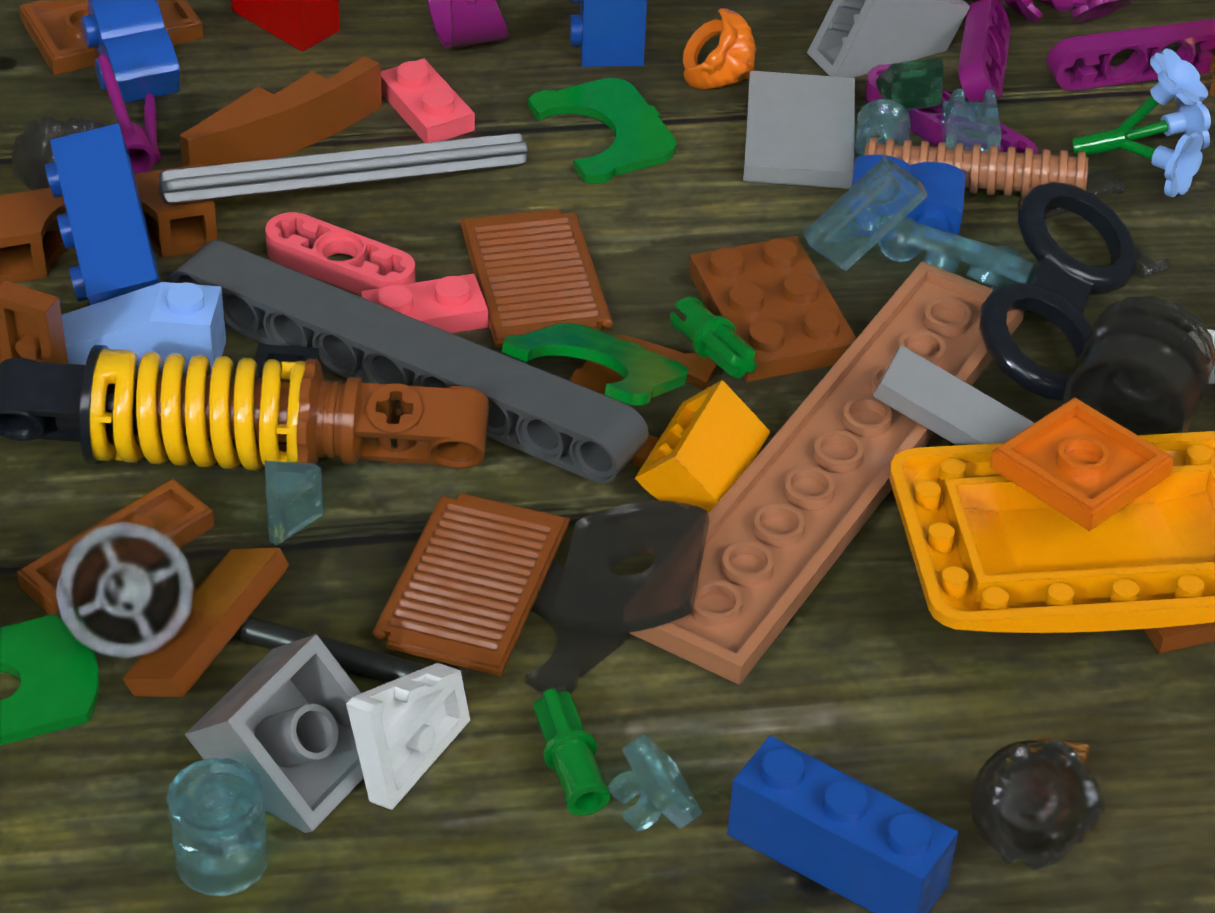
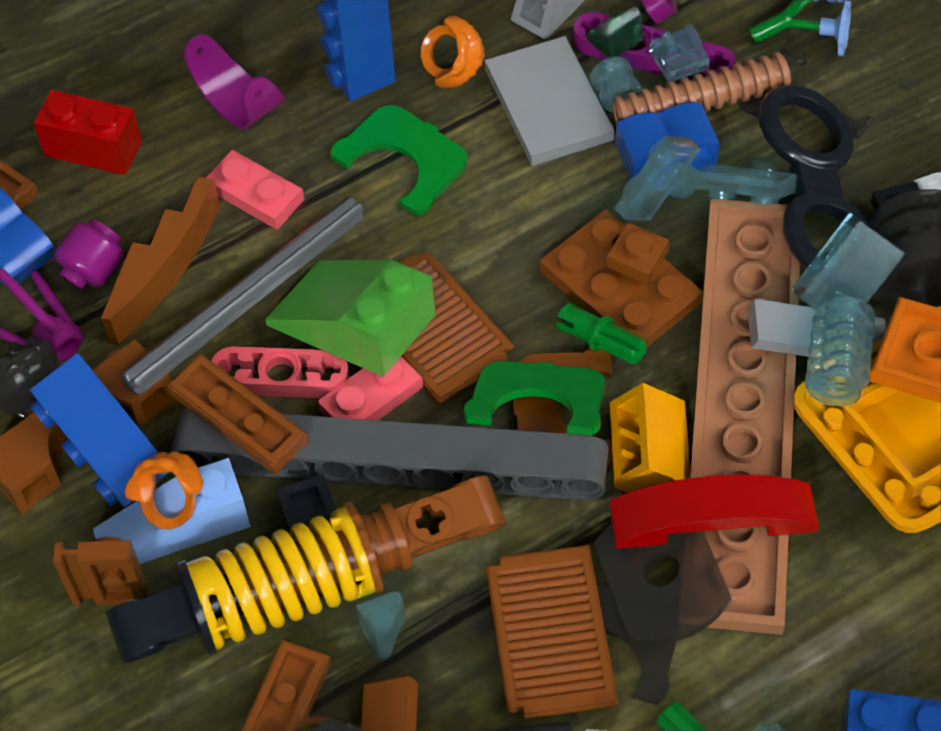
camera: 20 degrees left, 15 degrees up
(113, 268) = (143, 484): none -> orange piece
(208, 86) = (89, 254): none -> magenta head
(260, 257) = (238, 414): none -> dark orange tile
(461, 226) = (358, 310): none -> bright green slope
(733, 511) = (712, 504): none -> red slope
(801, 275) = (637, 253): none -> dark orange plate
(967, 418) = (840, 351): none -> clear light blue piece
(1027, 355) = (848, 265): none -> clear light blue panel

